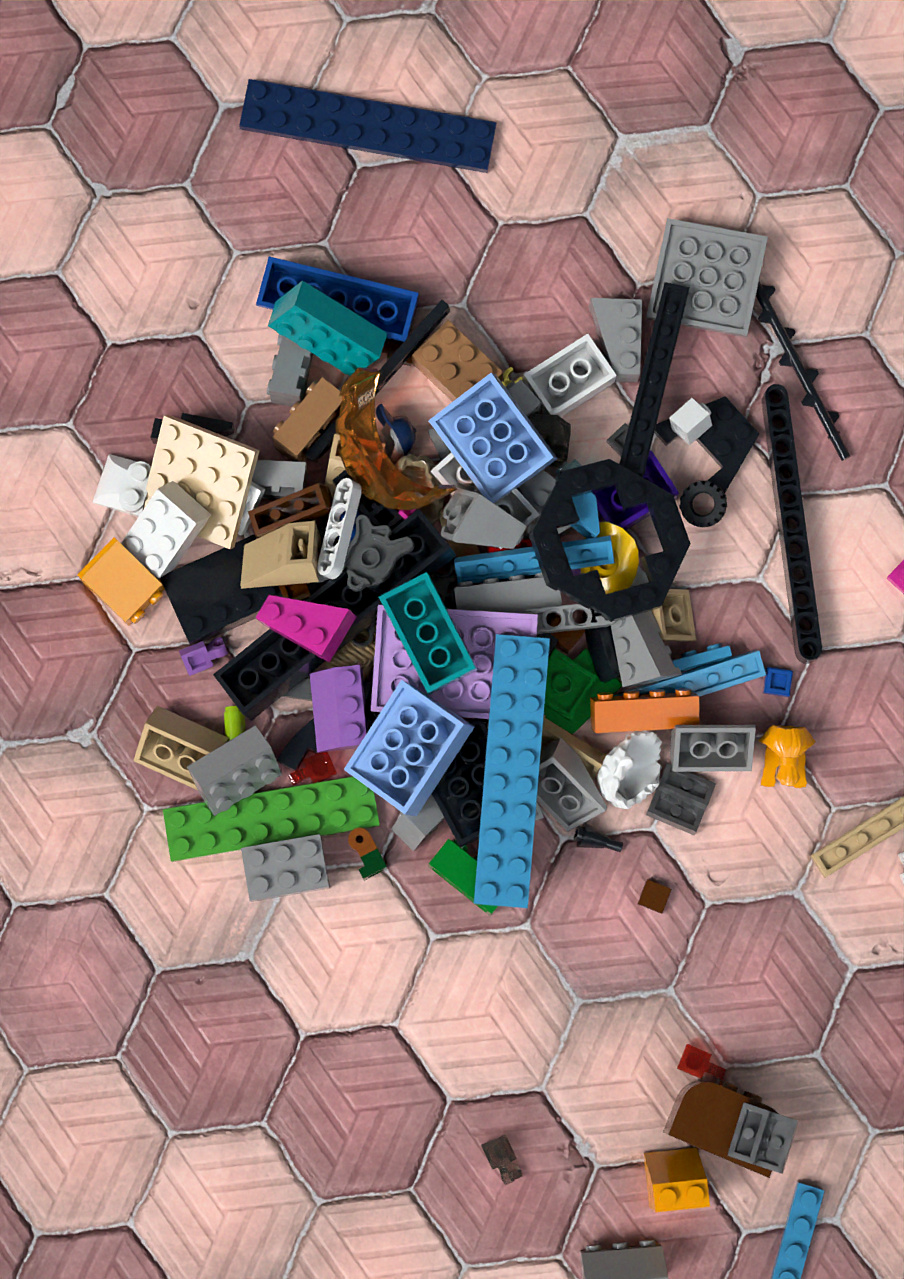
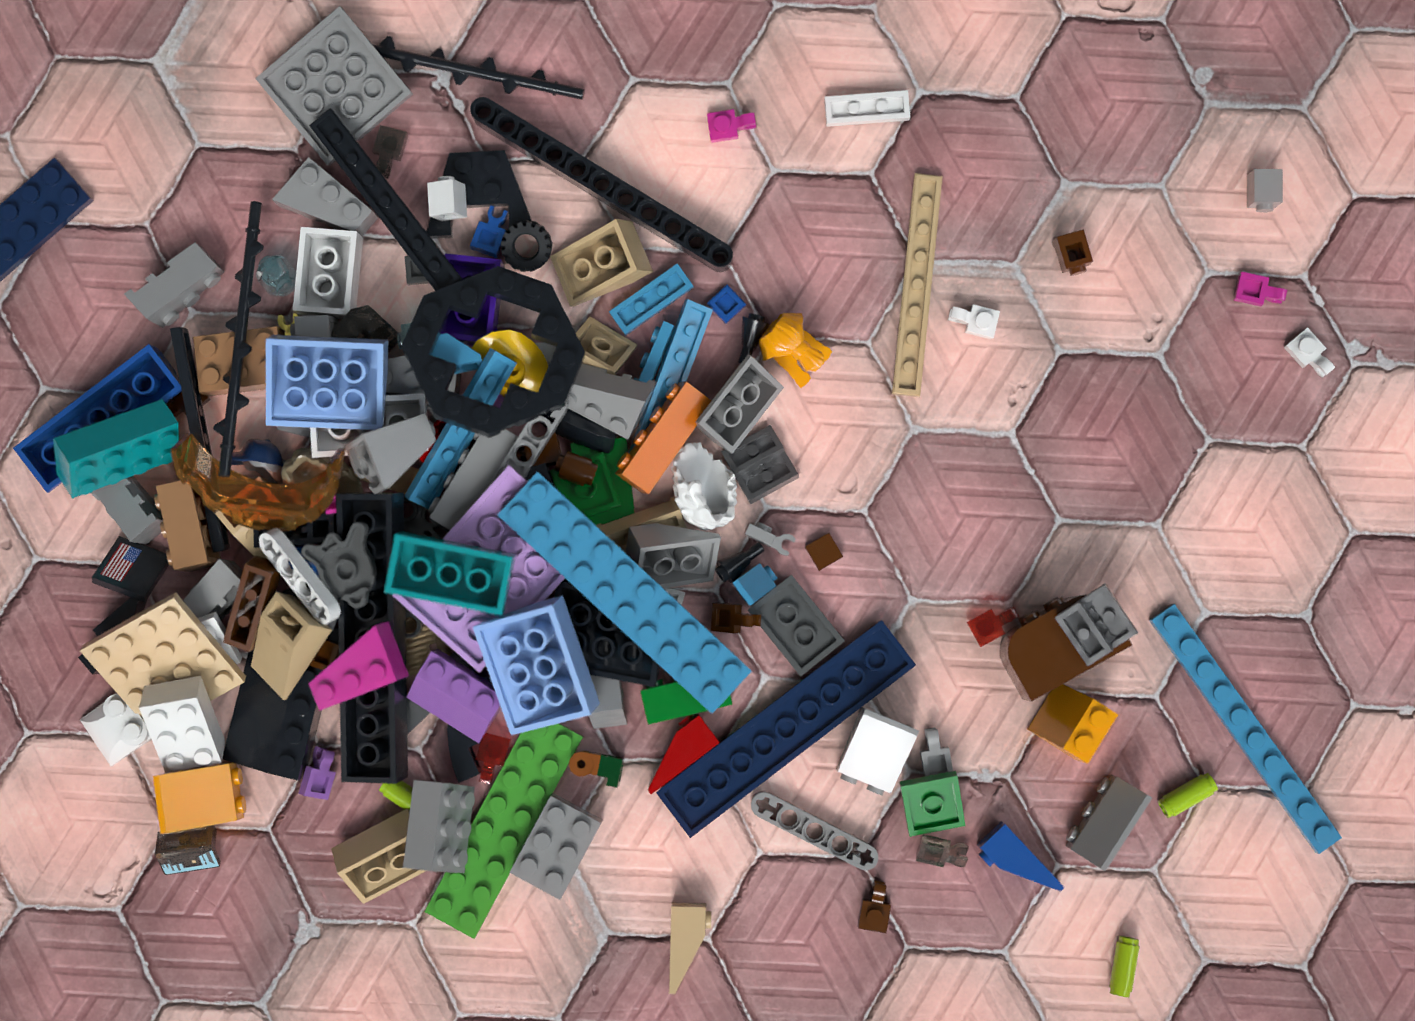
camera: 40 degrees left, 5 degrees up
(75, 603) = (187, 850): none -> clear smoke panel
(246, 406) = (131, 569): none -> black tile
(295, 1015) = (687, 934): none -> tan slope
(418, 1144) = (874, 912): none -> reddish brown plate
(431, 907) = (687, 746): none -> red slope
(444, 1064) = (828, 834): none -> light grey beam
(474, 279) = (176, 286): none -> light grey wedge
(482, 345) = (239, 326): none -> black plant
(503, 970) = (785, 728): none -> dark blue plate
(533, 1123) = (932, 803): none -> green plate
(538, 343) = (276, 275): none -> clear light blue head
(539, 1050) = (876, 751): none -> slope
(542, 1212) = (1011, 855): none -> blue slope
(550, 865) = (729, 619): none -> reddish brown plate
(567, 1101) = (936, 758): none -> light grey plate
(571, 666) = (576, 468): none -> reddish brown brick
(584, 918) = (796, 625): none -> dark grey plate
(590, 863) = (755, 583): none -> dark azure slope
(631, 841) = (762, 534): none -> light grey plate
(689, 471) = (489, 235): none -> blue plate
(695, 349) = (389, 146): none -> clear smoke plate
(735, 567) = (601, 262): none -> tan slope
(737, 624) = (651, 299): none -> dark azure plate
(774, 715) = (752, 331): none -> black cone

